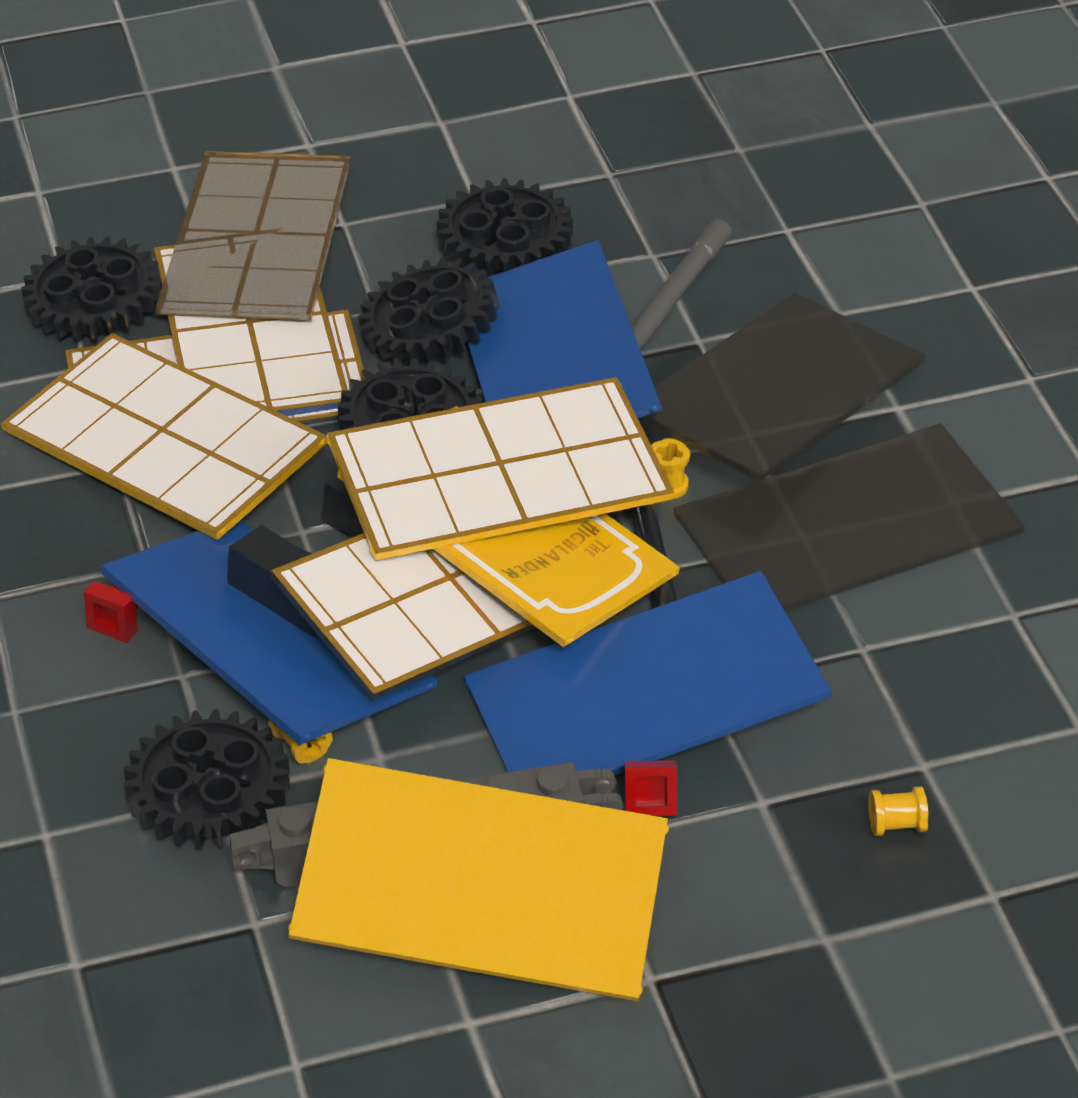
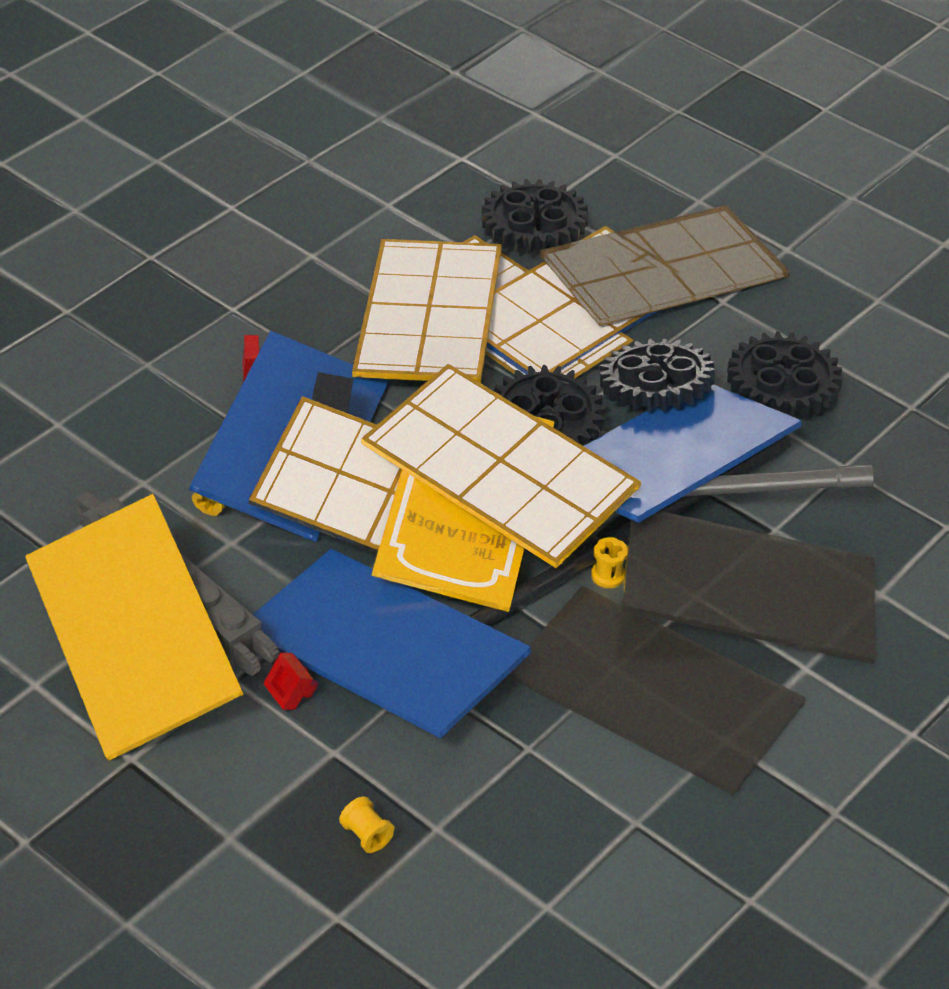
camera: 55 degrees right, 0 degrees up
(206, 778) = (169, 462): black gear -> none

